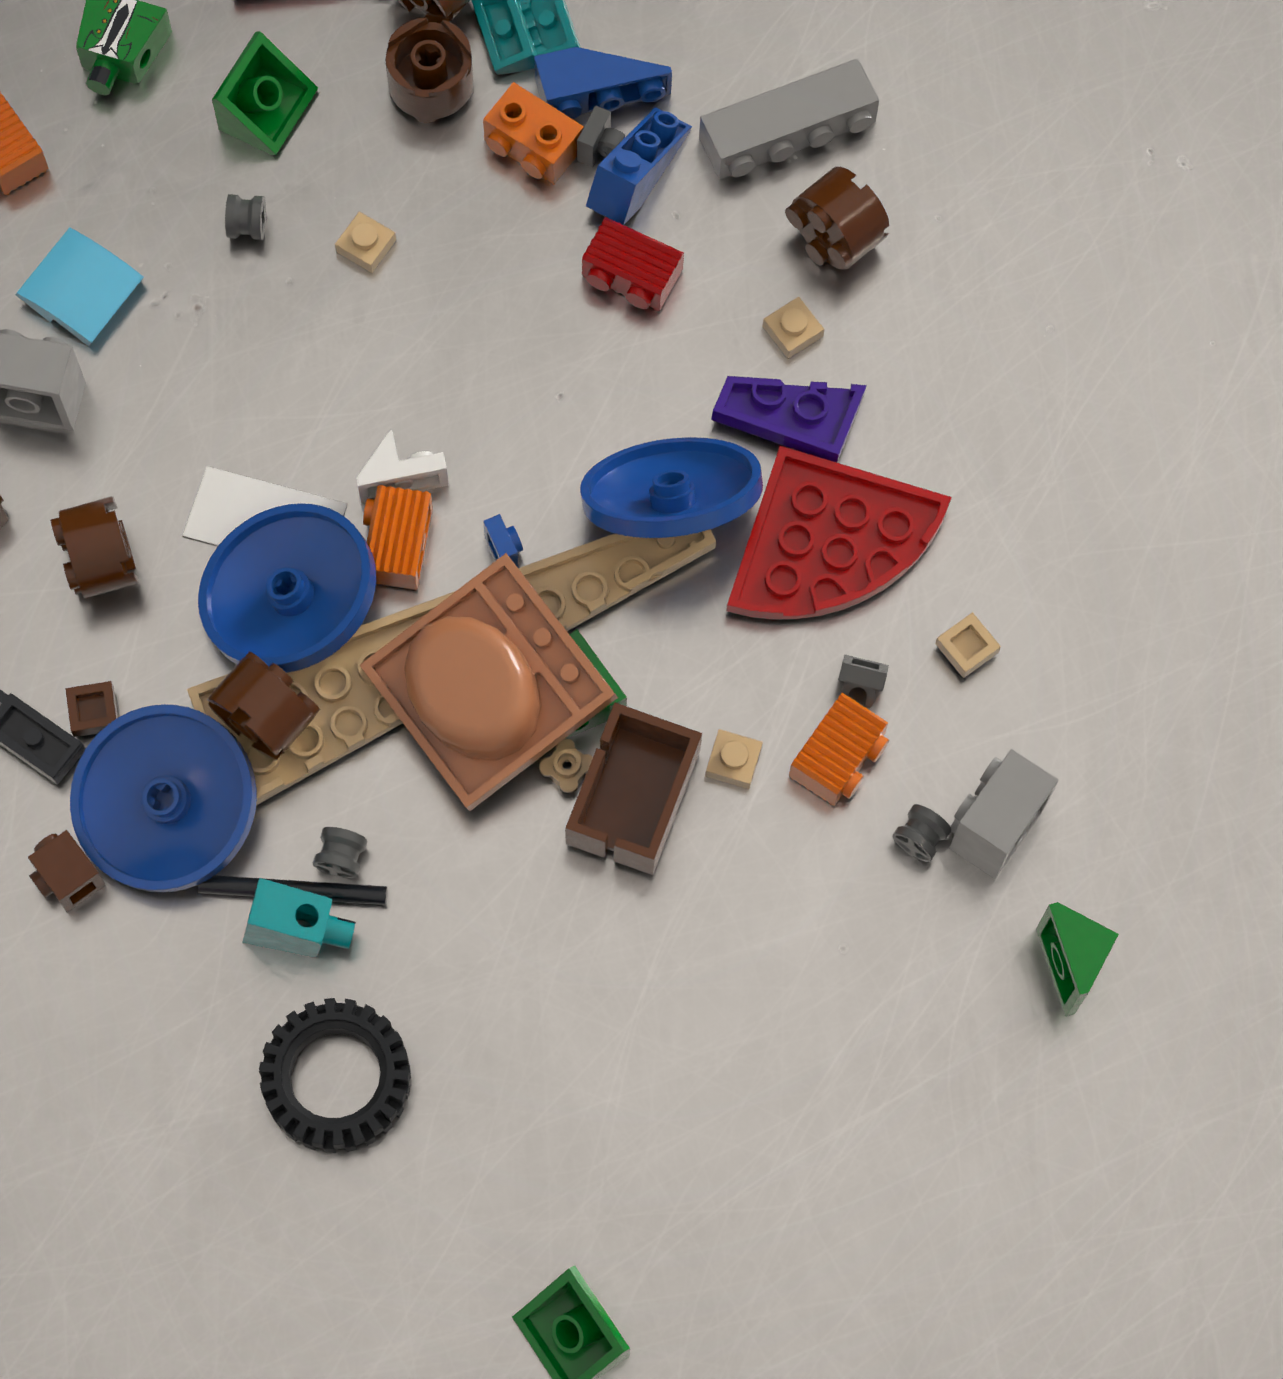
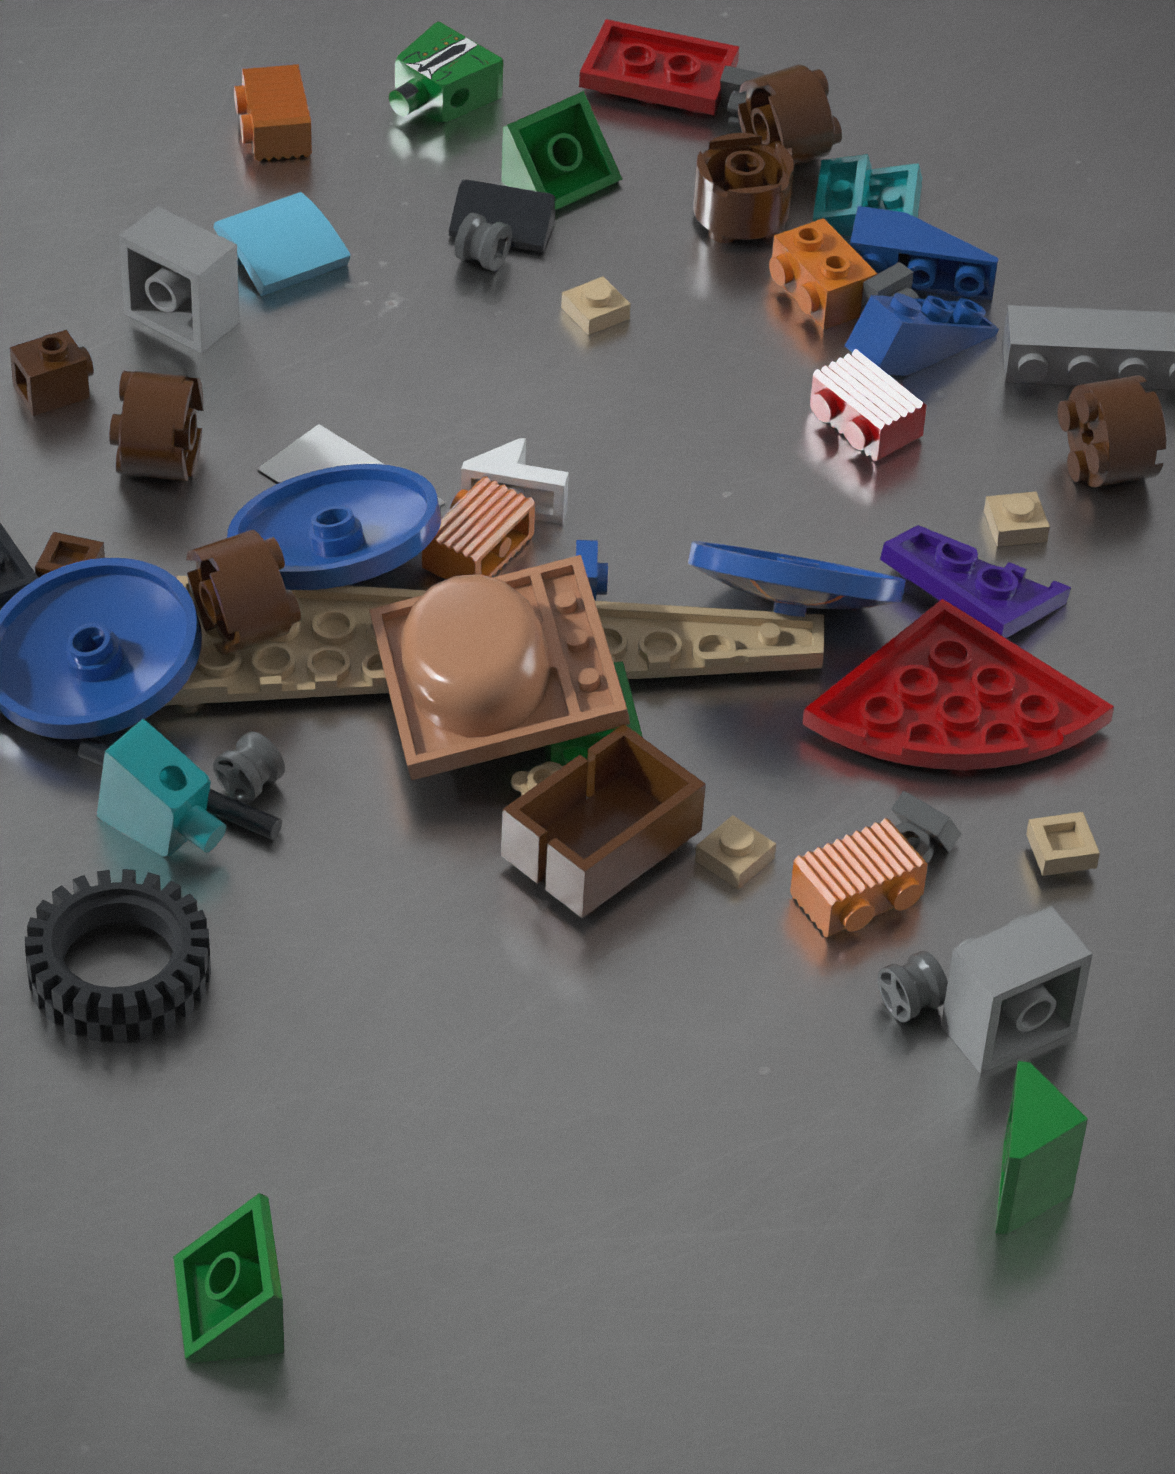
camera: 25 degrees right, 25 degrees down
(246, 175) = (526, 211): none -> black slope

